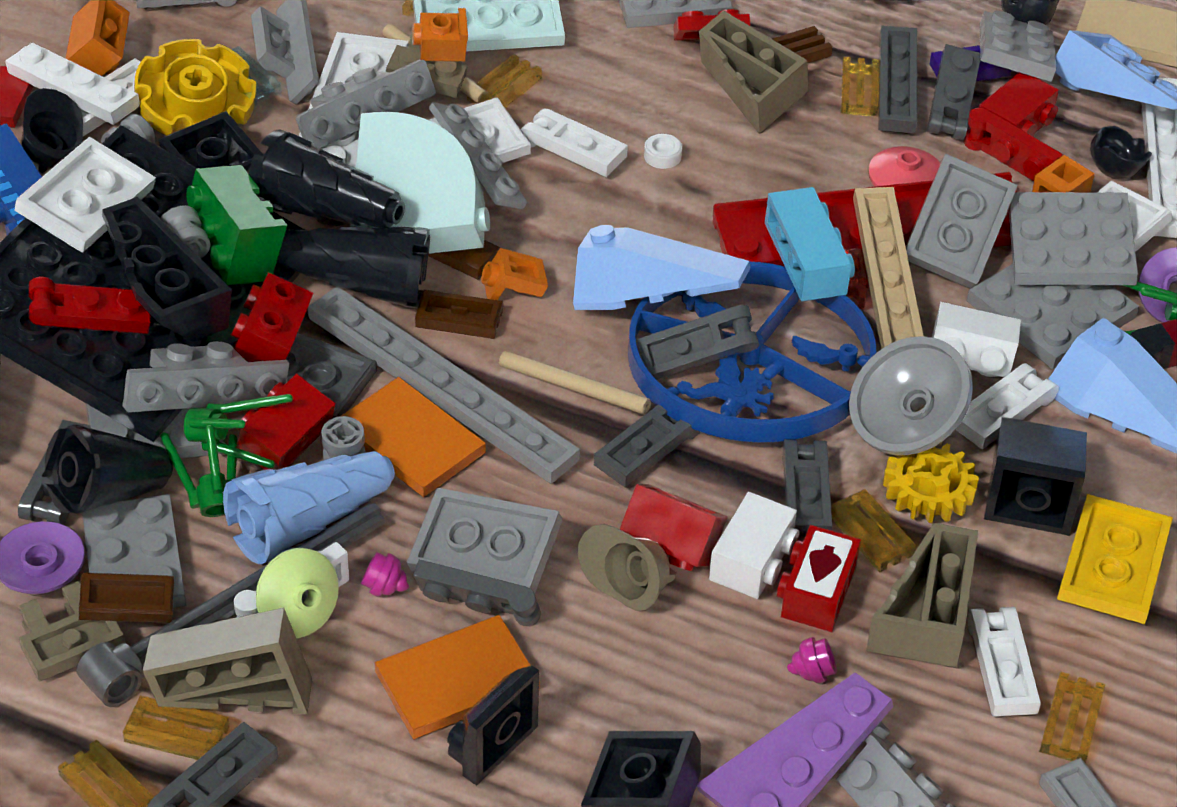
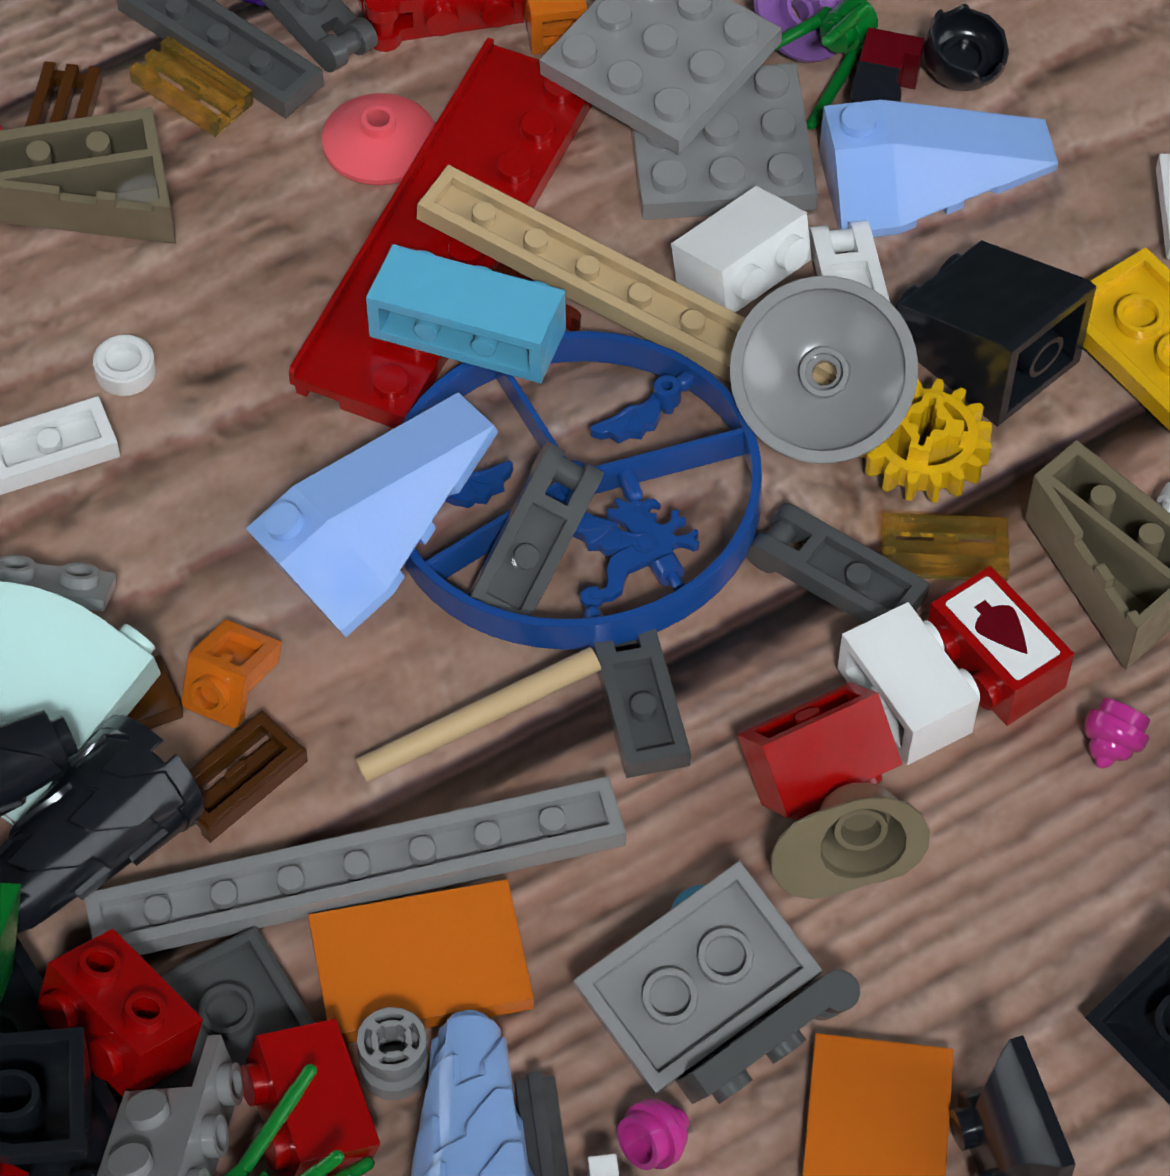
camera: 55 degrees left, 10 degrees up
(959, 221) = (547, 136): light grey plate -> none

